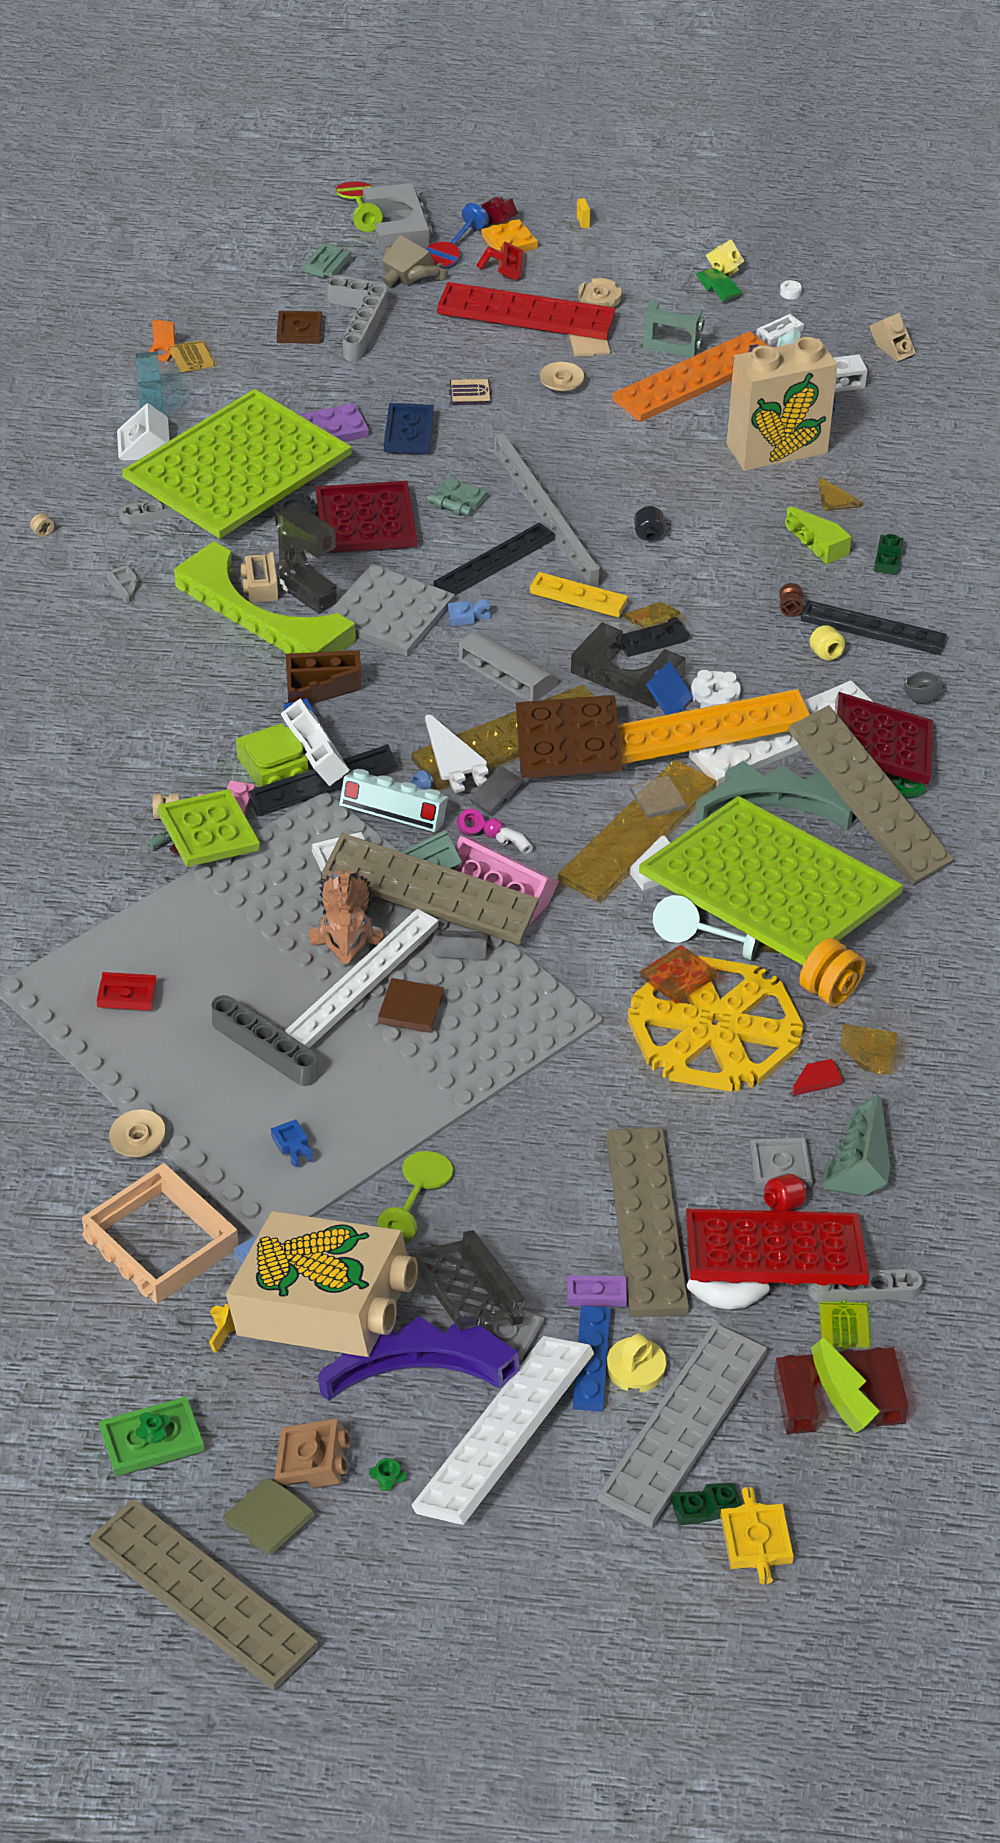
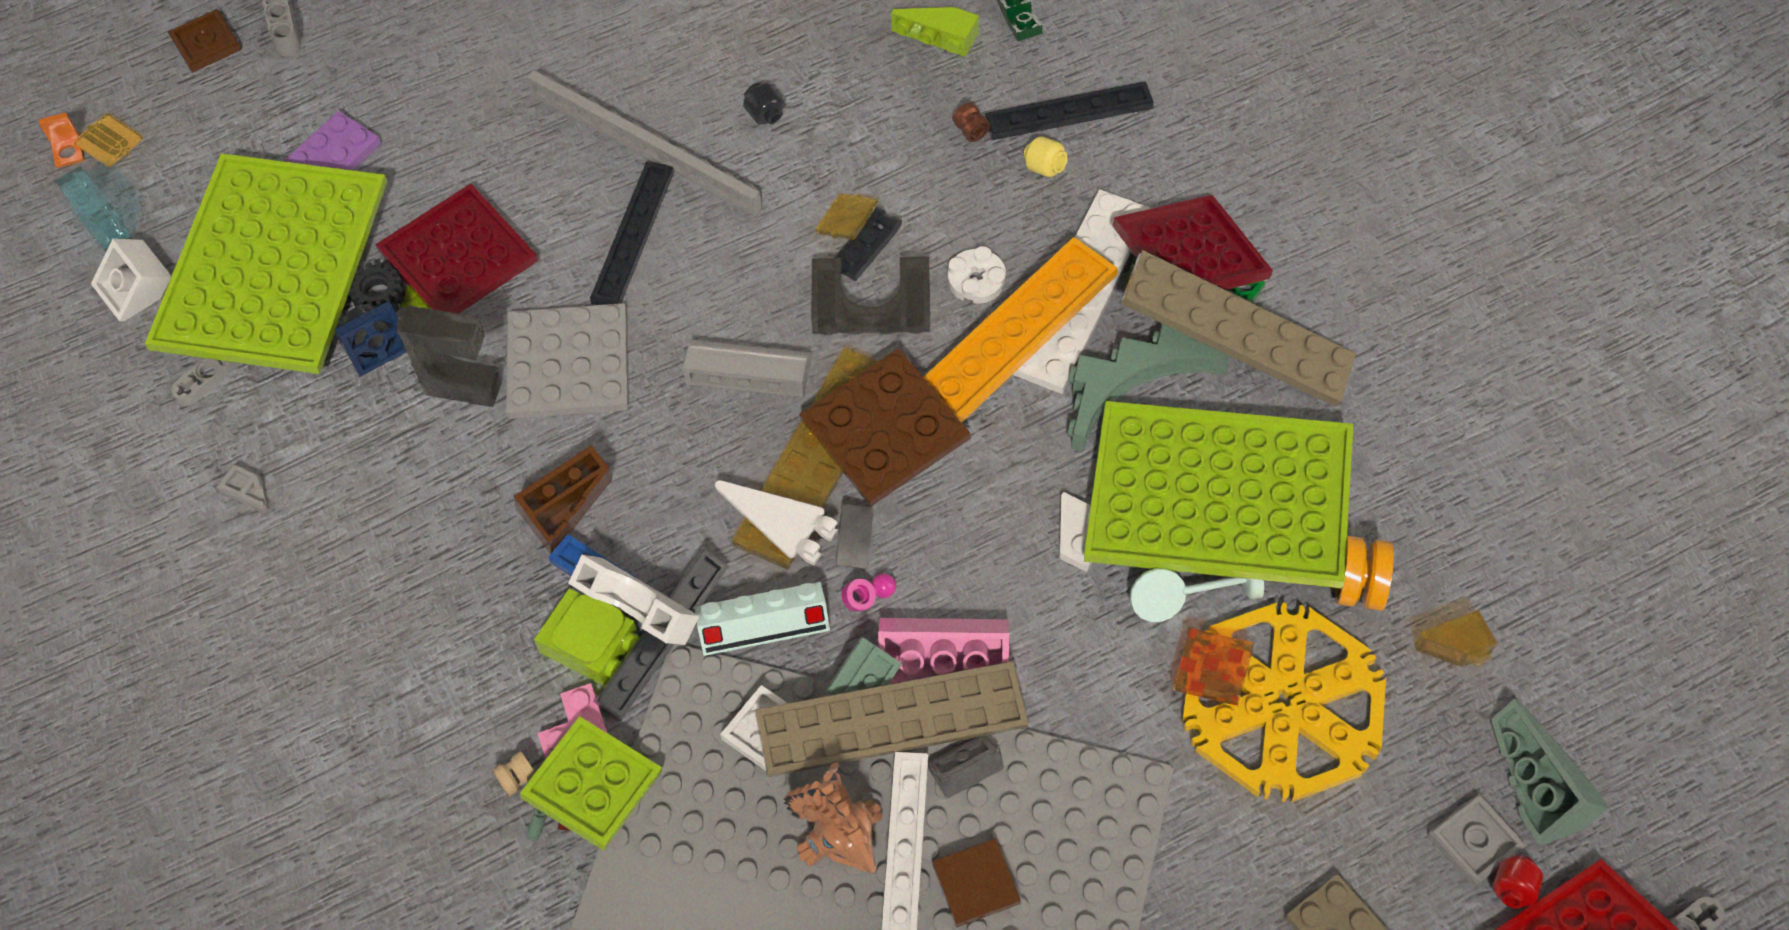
camera: 30 degrees left, 15 degrees up
(38, 521) = (95, 464): tan bush -> none
(207, 580) = (511, 452): lime arch -> none
(260, 578) = (399, 398): tan window -> none
(263, 528) = (368, 332): none -> dark blue piece
(408, 428) = (421, 112): dark blue plate -> none
(422, 780) = (768, 571): medium blue plate -> none
(458, 497) = (537, 167): sand green plate -> none
(464, 613) = (652, 321): medium blue plate -> none
(470, 392) = (450, 30): piece -> none
(516, 837) = (914, 585): white arm -> none
(578, 594) = (754, 232): yellow plate -> none
(629, 835) = (1029, 502): clear yellow plate -> none
(657, 797) = (1026, 449): clear piece -> none
(669, 689) = (940, 306): blue piece -> none
(817, 1077) = (1430, 706): red tile -> none
(922, 686) = (1174, 159): dark grey hair -> none

